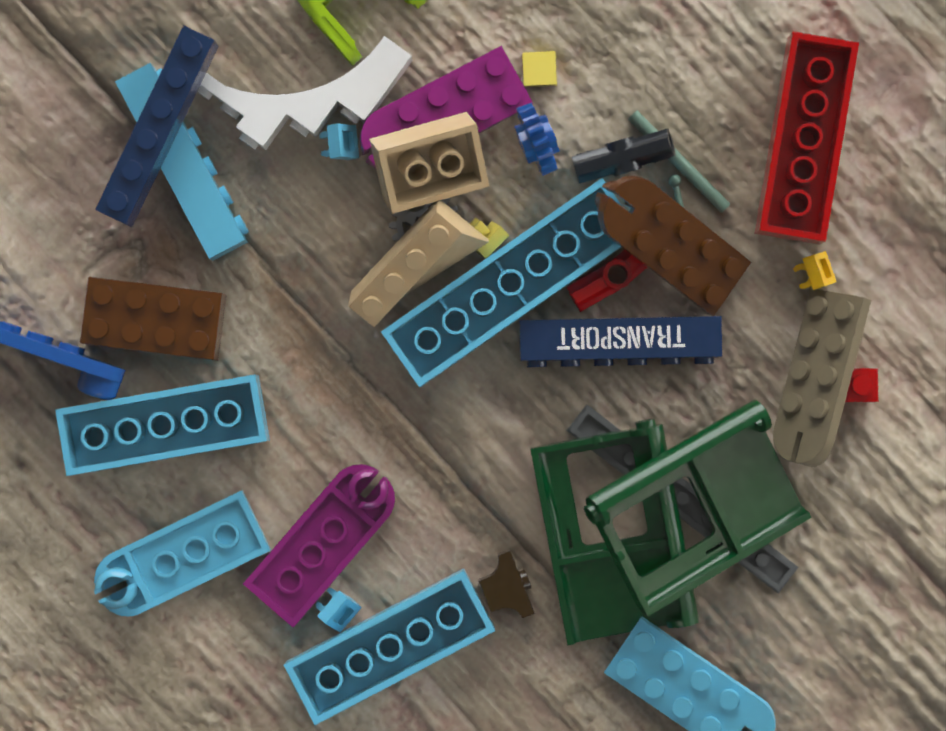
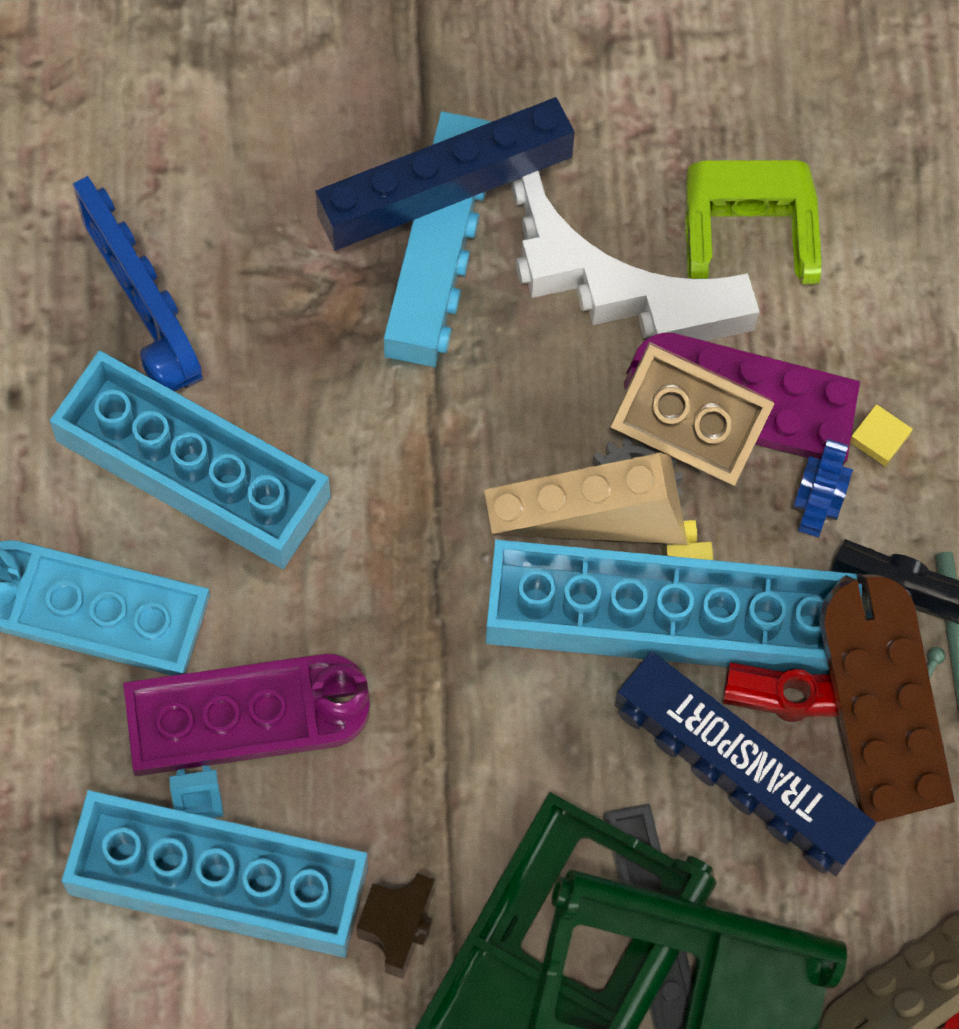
camera: 35 degrees right, 20 degrees down
(153, 318) = (276, 355): reddish brown brick -> none
(341, 141) = (615, 342): medium azure tile -> none

